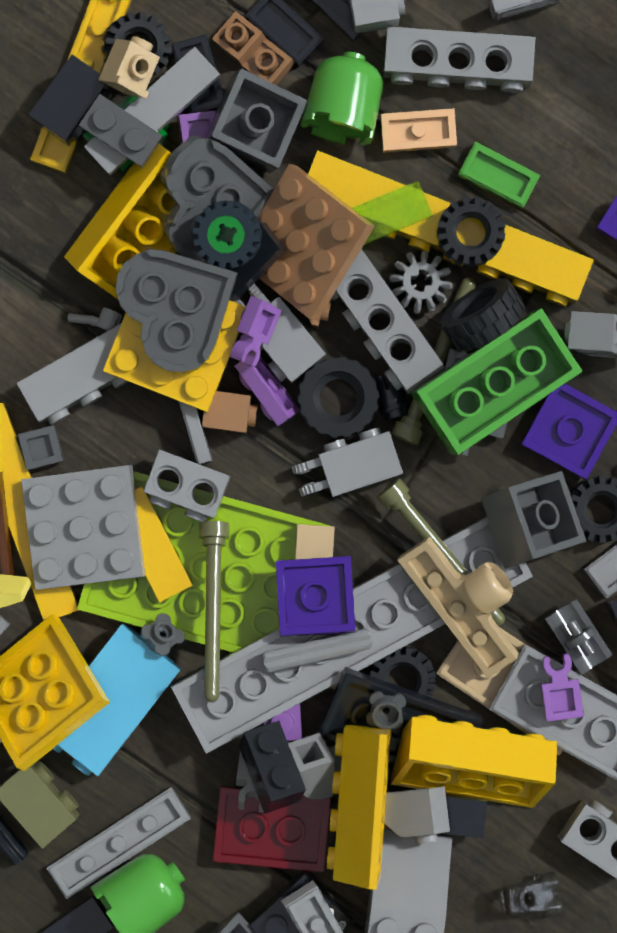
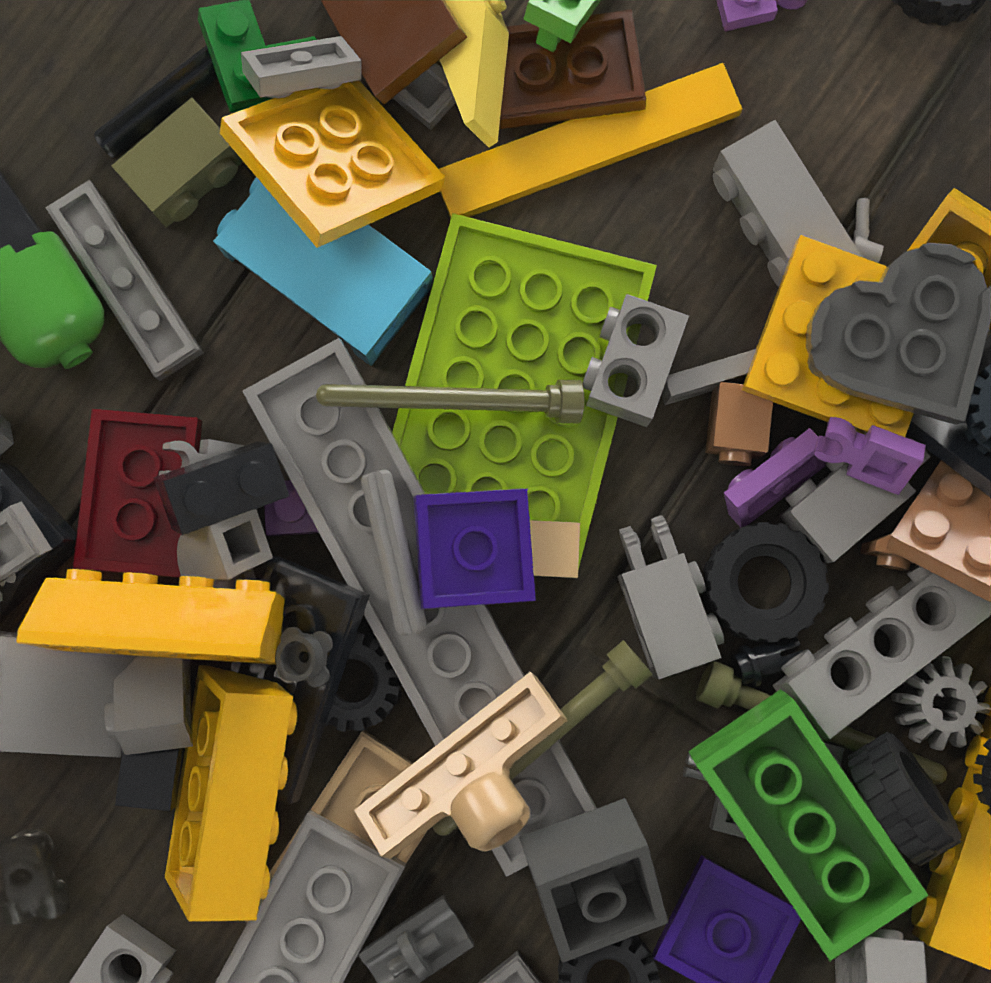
camera: 90 degrees right, 5 degrees down
(41, 447) = (680, 162): dark grey plate -> none
(83, 527) = (570, 218): light grey plate -> none
(159, 644) = (401, 328): dark grey plate -> none
(161, 561) = (546, 313): yellow tile -> none
(561, 696) = (325, 925): medium lavender plate -> none

